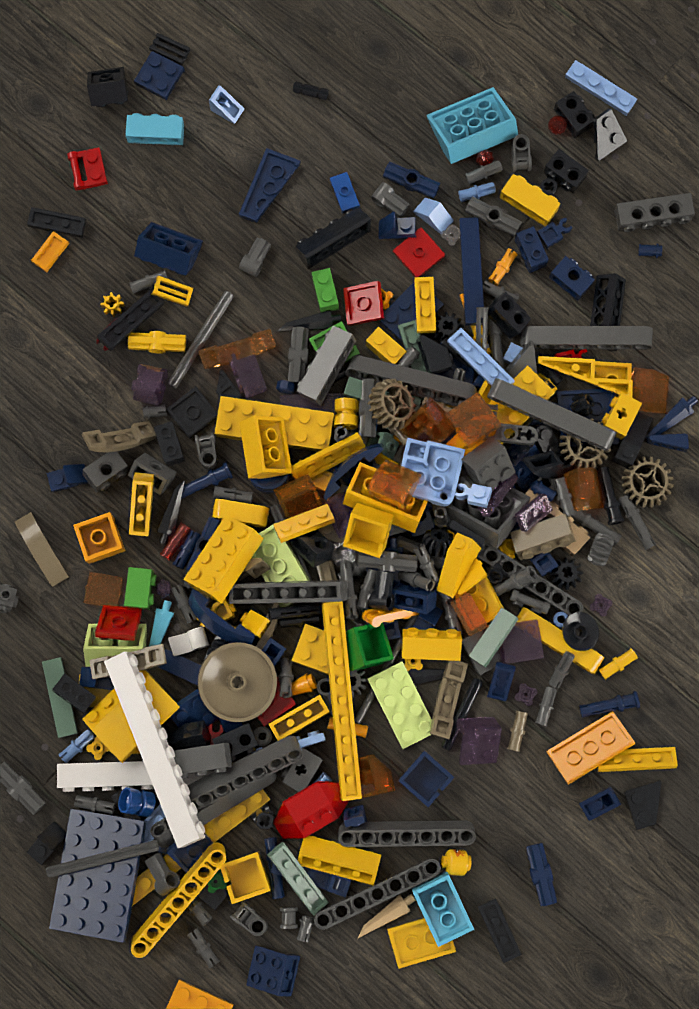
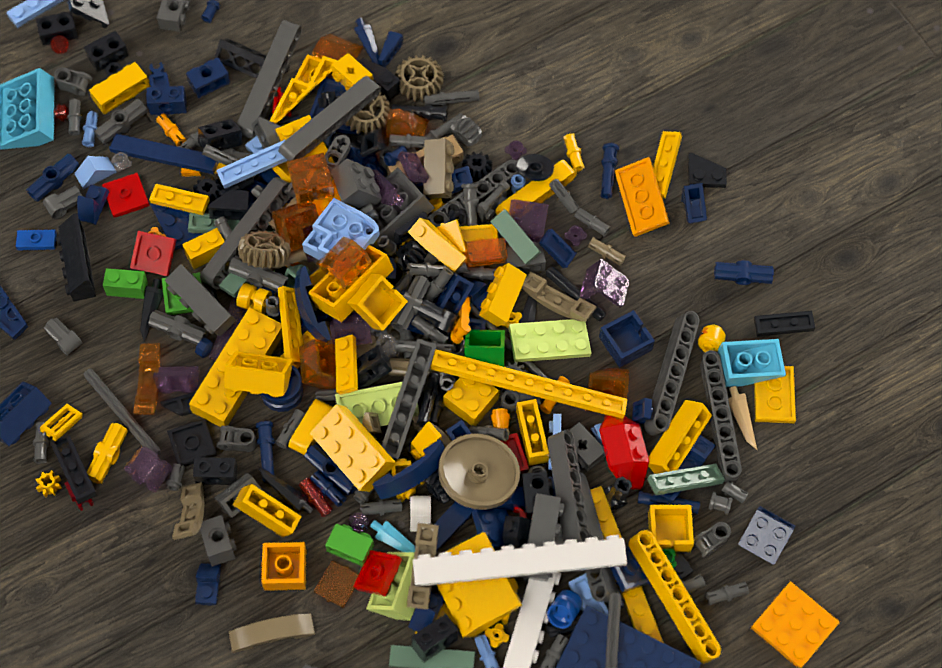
camera: 75 degrees left, 15 degrees down
(164, 878) = (649, 603): dark grey piece -> none
(317, 622) = (447, 377): none -> dark grey pin
(476, 495) = (379, 201): light blue plate -> none

